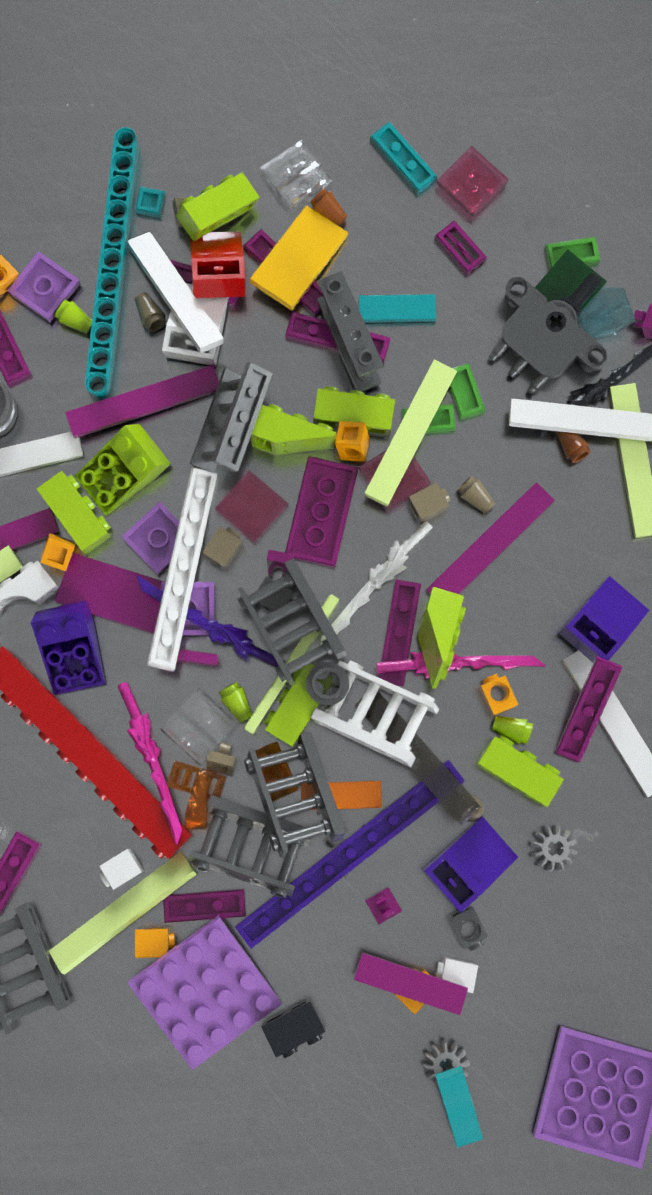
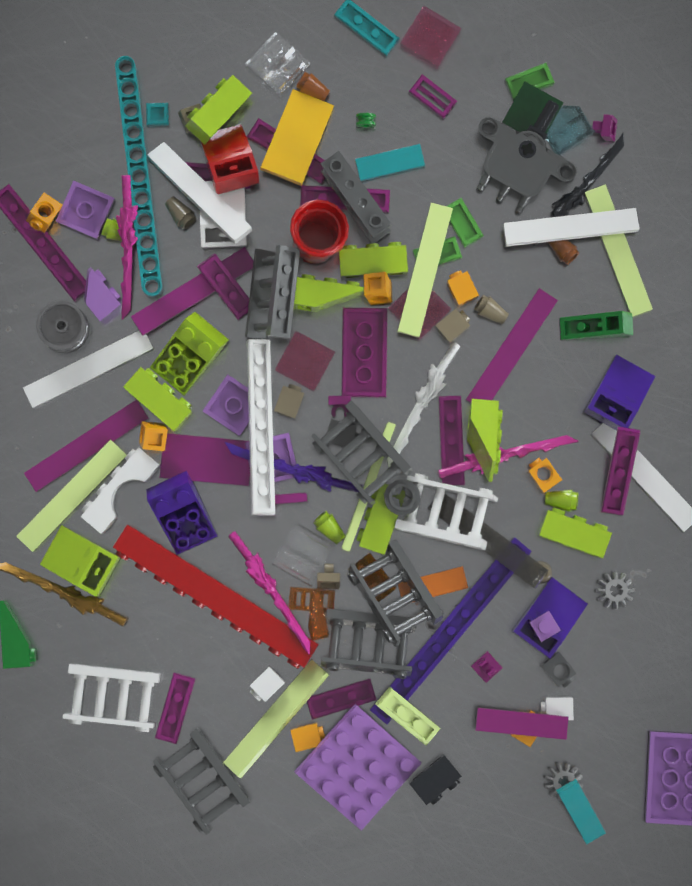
camera: 10 degrees left, 5 degrees up
(33, 381) = (98, 296): none -> medium lavender slope
(82, 318) = (128, 238): none -> dark pink sword
(180, 401) = (225, 285): none -> magenta tile
(277, 944) = (407, 716): none -> yellowish green tile
(298, 360) = (318, 230): none -> red piece
(380, 255) = (365, 120): none -> green bush
(448, 463) = (462, 288): none -> light orange brick
(462, 872) = (544, 626): none -> medium lavender plate
(594, 538) = (597, 325): none -> green slope

